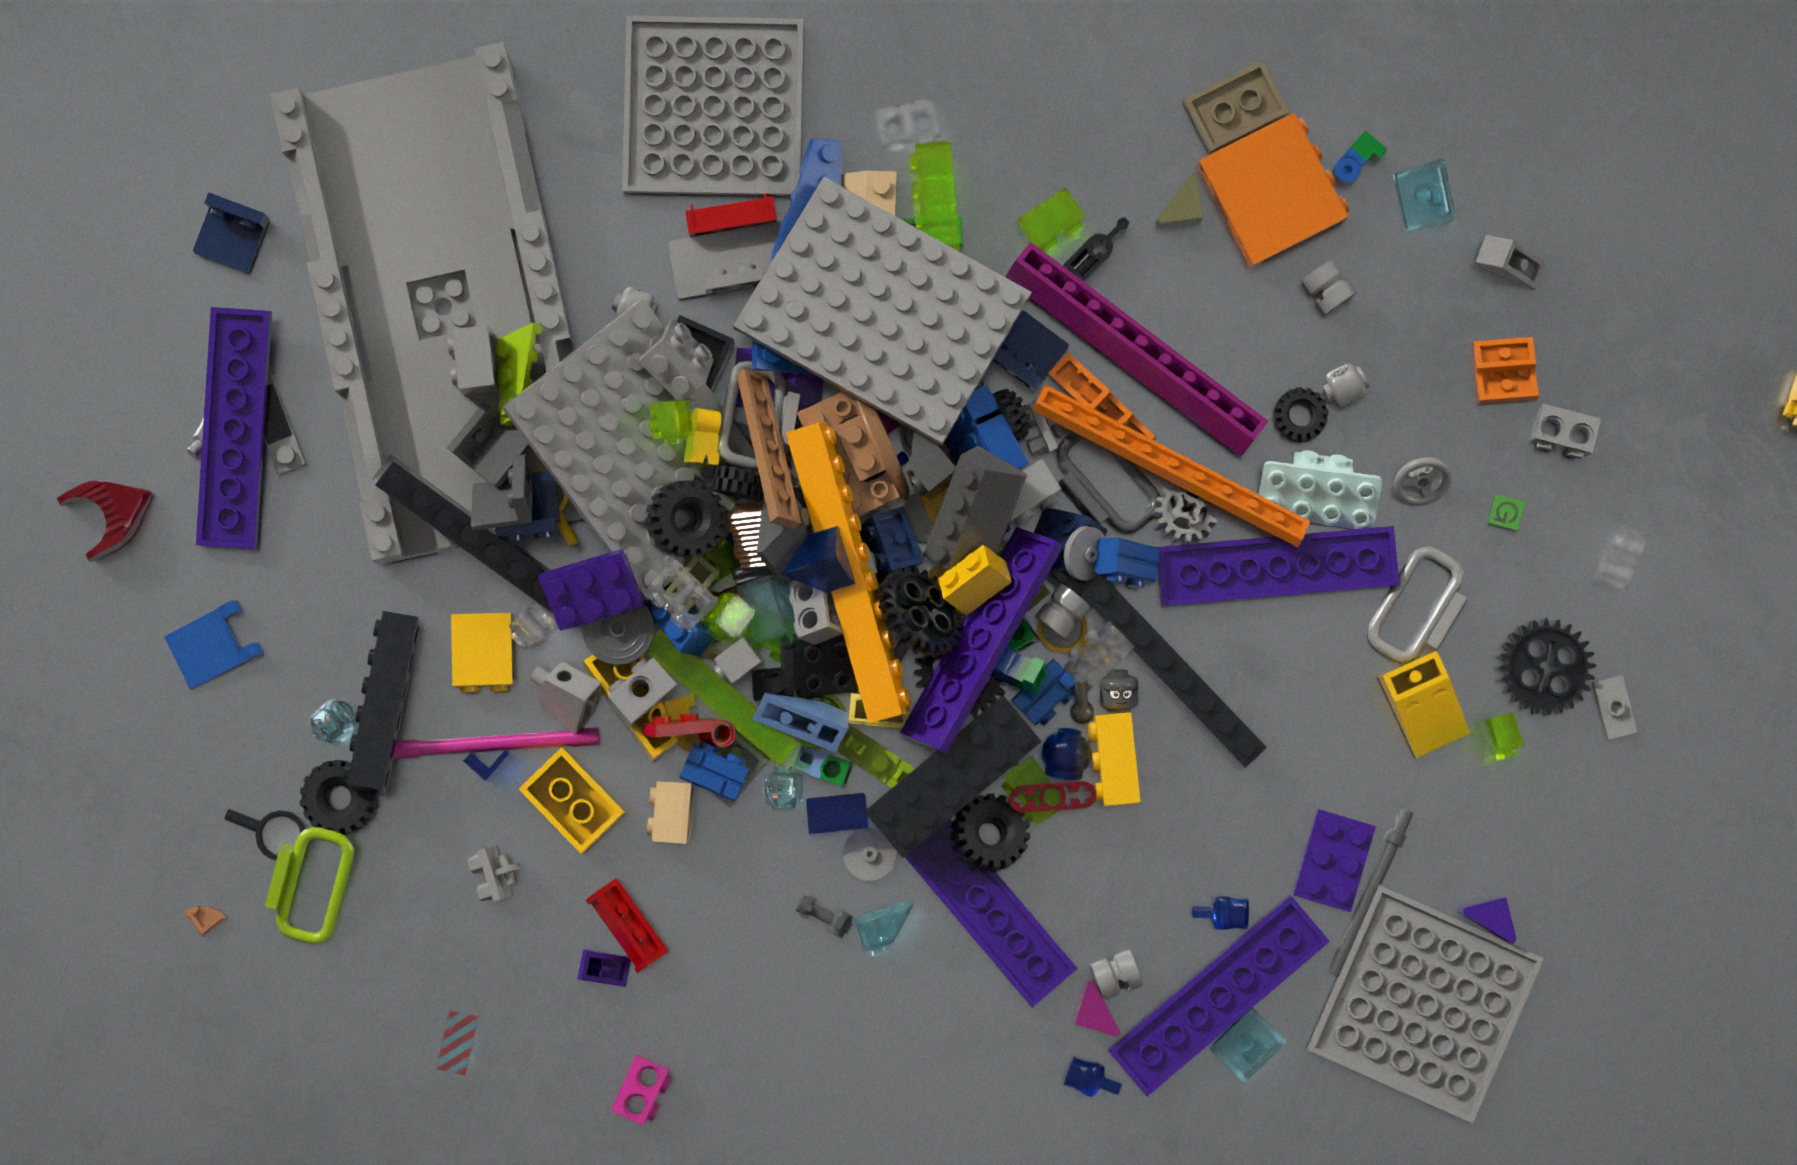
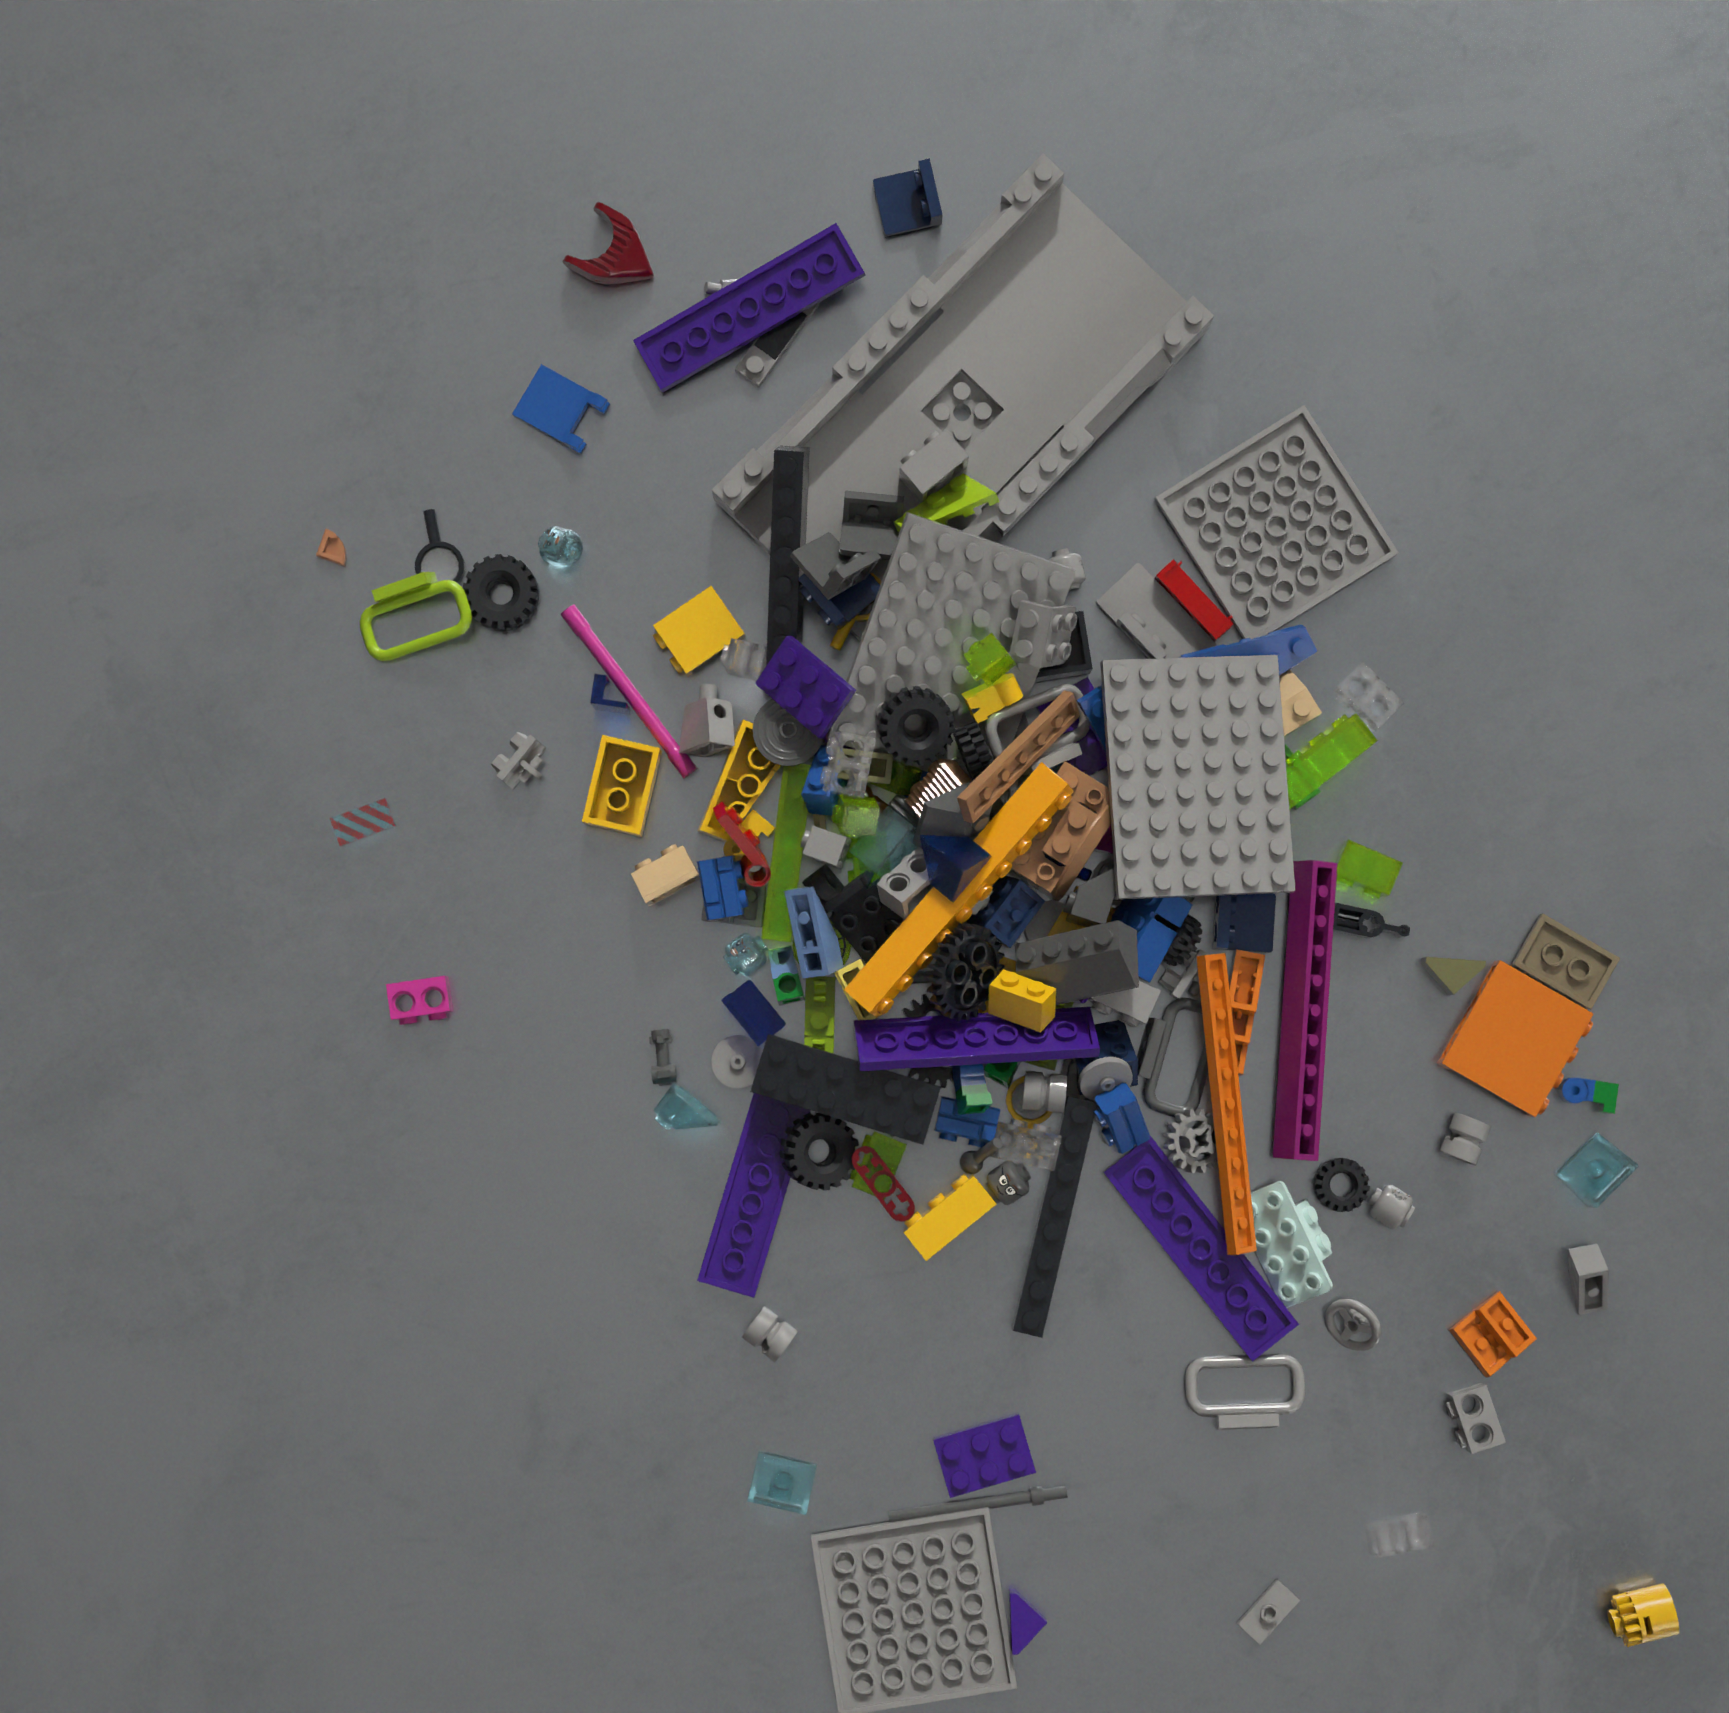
camera: 60 degrees right, 0 degrees up
(383, 703) = (601, 577): black brick -> none
(604, 968) = (501, 902): dark purple slope -> none
(627, 924) = (549, 898): red container -> none
(632, 707) = (730, 785): light grey brick -> none
(1066, 754) = (926, 1172): clear blue piece -> none
(1089, 1078) = (669, 1367): clear blue piece -> none
(1094, 1012) = (725, 1336): magenta slope -> none
(1218, 995) = (808, 1431): dark purple plate -> none
(1225, 913) = (881, 1392): clear blue piece -> none
(1425, 704) = (1166, 1448): yellow slope -> none
(1501, 736) = (1181, 1530): clear neon green brick -> none
(1506, 512) = (1372, 1412): bright green tile -> none
(1573, 674) = (1273, 1558): black gear -> none

